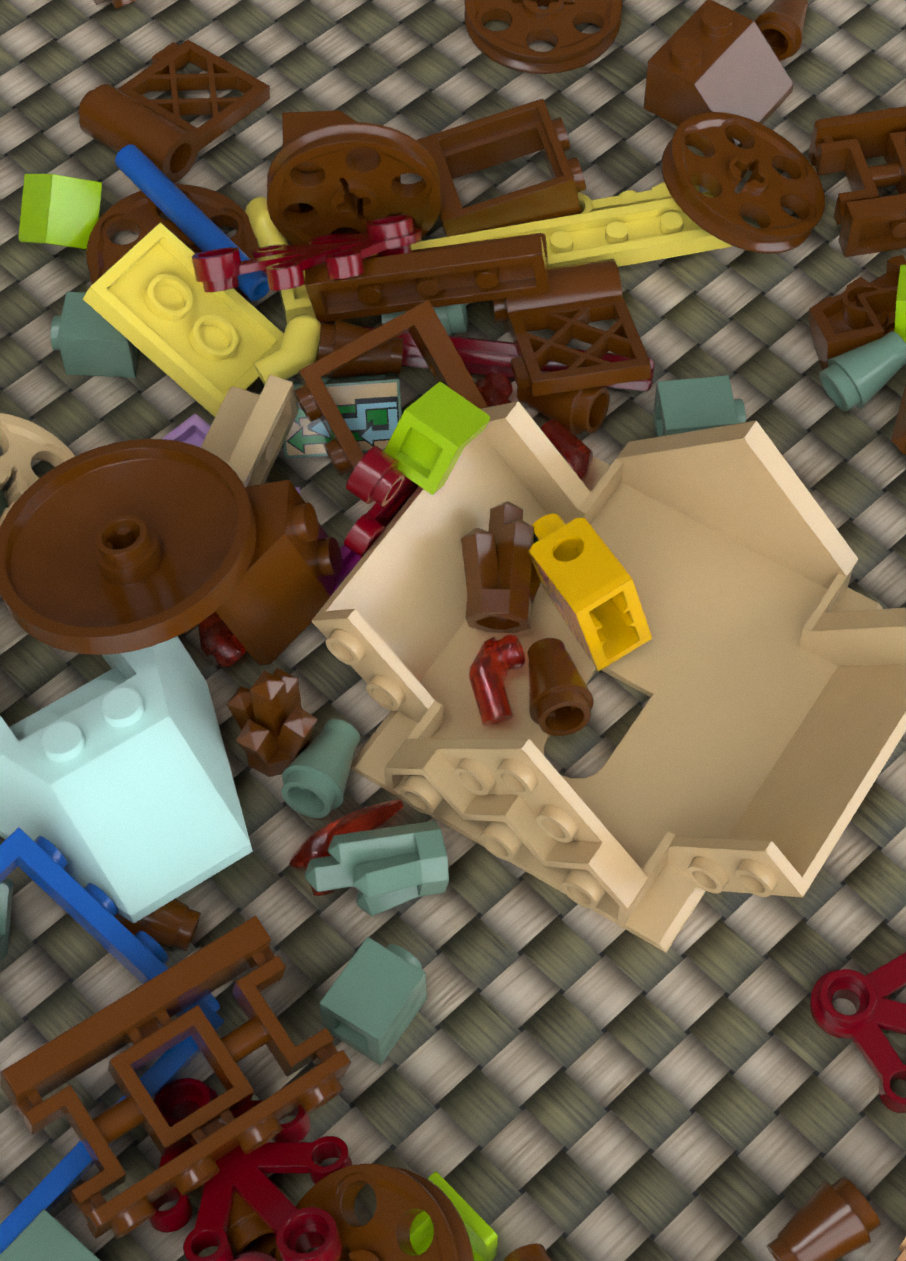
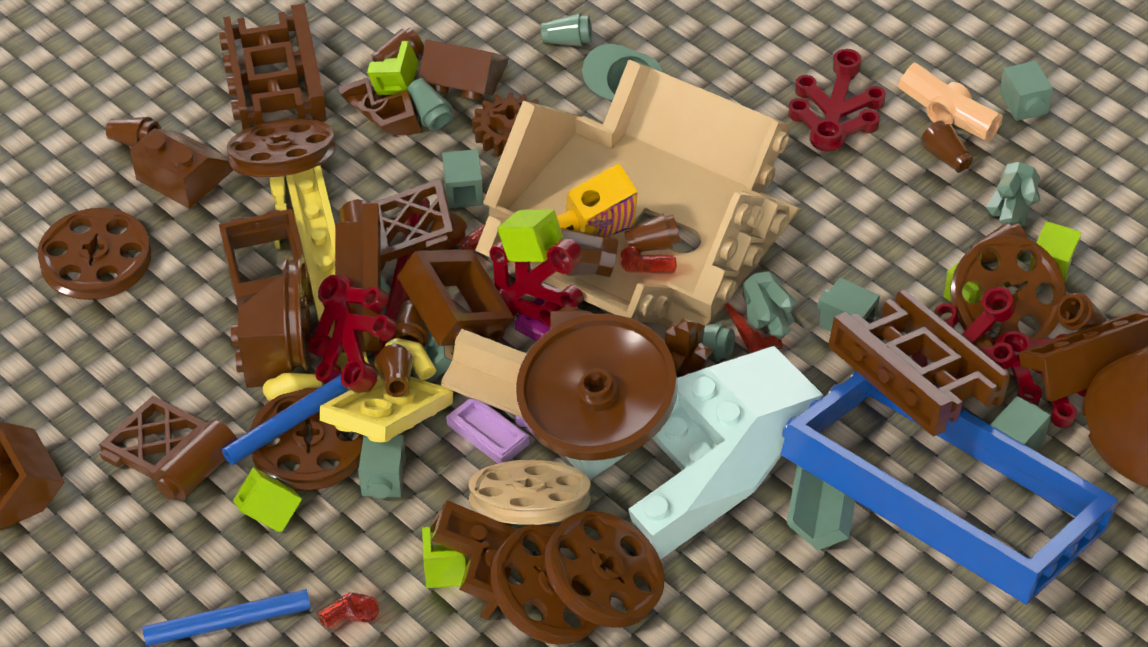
camera: 90 degrees left, 10 degrees down
(243, 320) = (395, 367): none -> reddish brown cone
(843, 478) = (495, 121): none -> reddish brown gear

